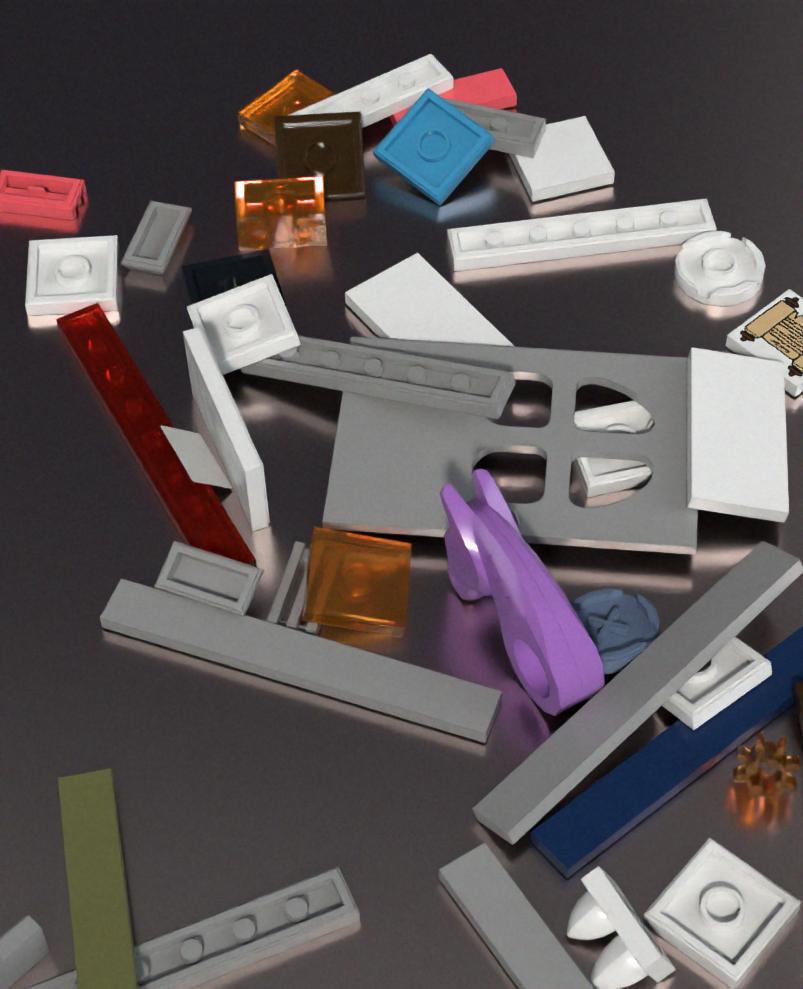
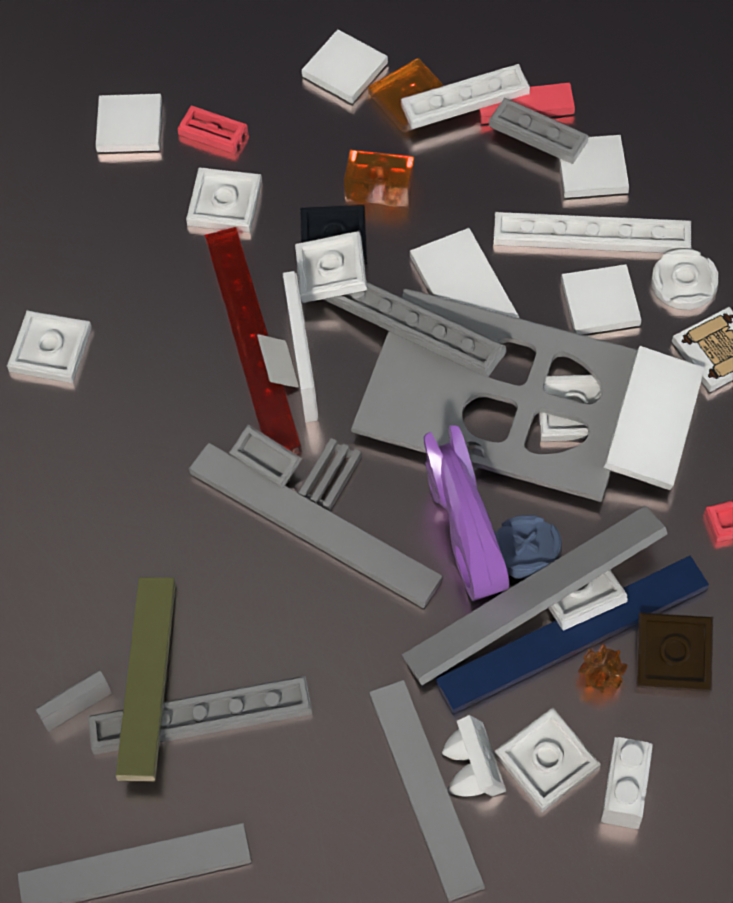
camera: 15 degrees right, 10 degrees up
(156, 237) = (288, 180): light grey tile -> none
(200, 95) = (344, 66): none -> white tile
(324, 147) = (420, 134): dark brown tile -> none
(357, 582) = (364, 477): clear orange tile -> none
(434, 146) = (501, 143): dark azure tile -> none
(617, 309) = (601, 299): none -> white tile

